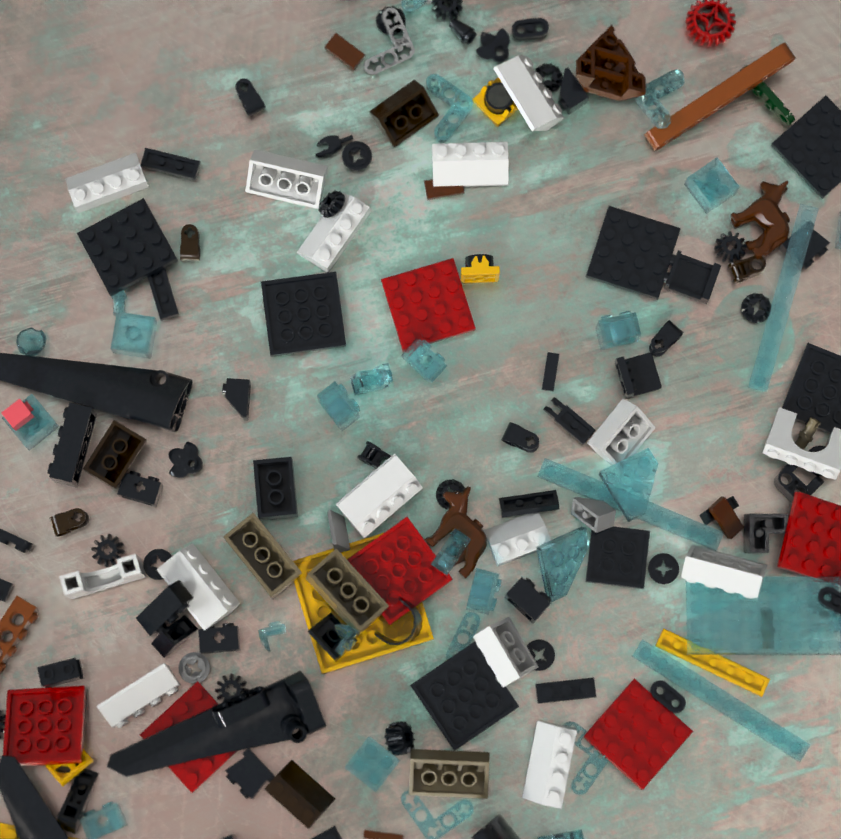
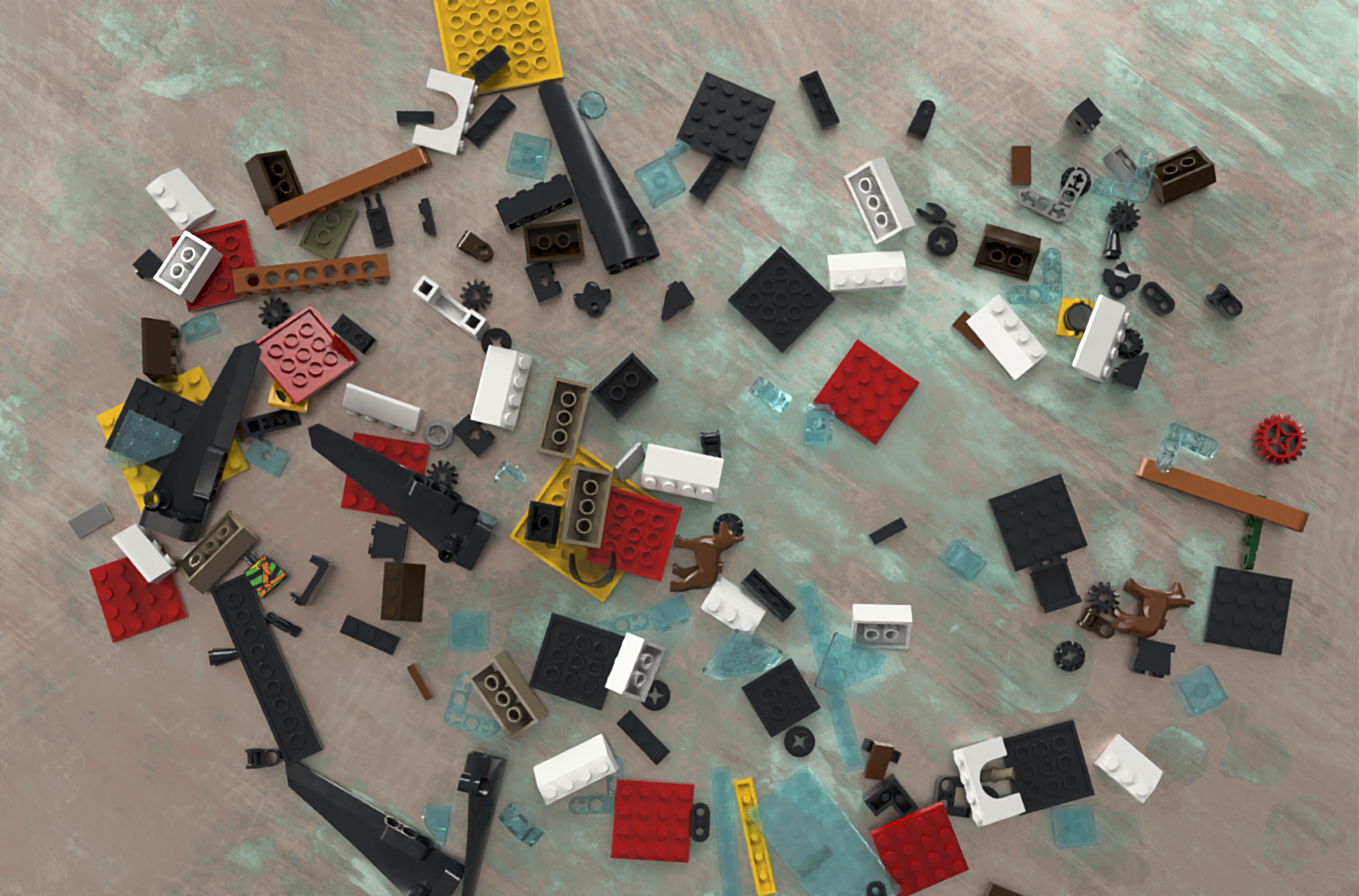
camera: 50 degrees right, 5 degrees up
(18, 414) = (525, 142): coral brick -> none
(106, 183) = (764, 62): white slope -> none
(165, 608) = (464, 375): black brick -> none
(174, 636) = (450, 399): black slope -> none
(189, 246) = (764, 168): dark brown piece -> none
(332, 204) = (887, 252): black gear -> none
(338, 405) = (728, 385): clear light blue brick -> none
(348, 637) = (546, 538): clear light blue plate -> none
(399, 738) = (504, 636): black gear -> none
(450, 551) = (680, 563): clear light blue brick -> none
(479, 269) = (926, 411): yellow piece -> none
(518, 437) = (814, 545): black piece -> none
(528, 599) = (690, 652): black brick -> none
(570, 422) = (860, 578): black hinge -> none
(593, 513) = (799, 653): light grey slope -> none
(610, 69) = (1174, 388): reddish brown wedge -> none
(637, 375) = (940, 603): black bracket -> none
(667, 336) = (988, 602): black piece -> none
(711, 185) = (1142, 544): clear light blue brick -> none
(724, 571) = (833, 792): white slope -> none
(783, 298) = (1094, 672): clear light blue plate -> none

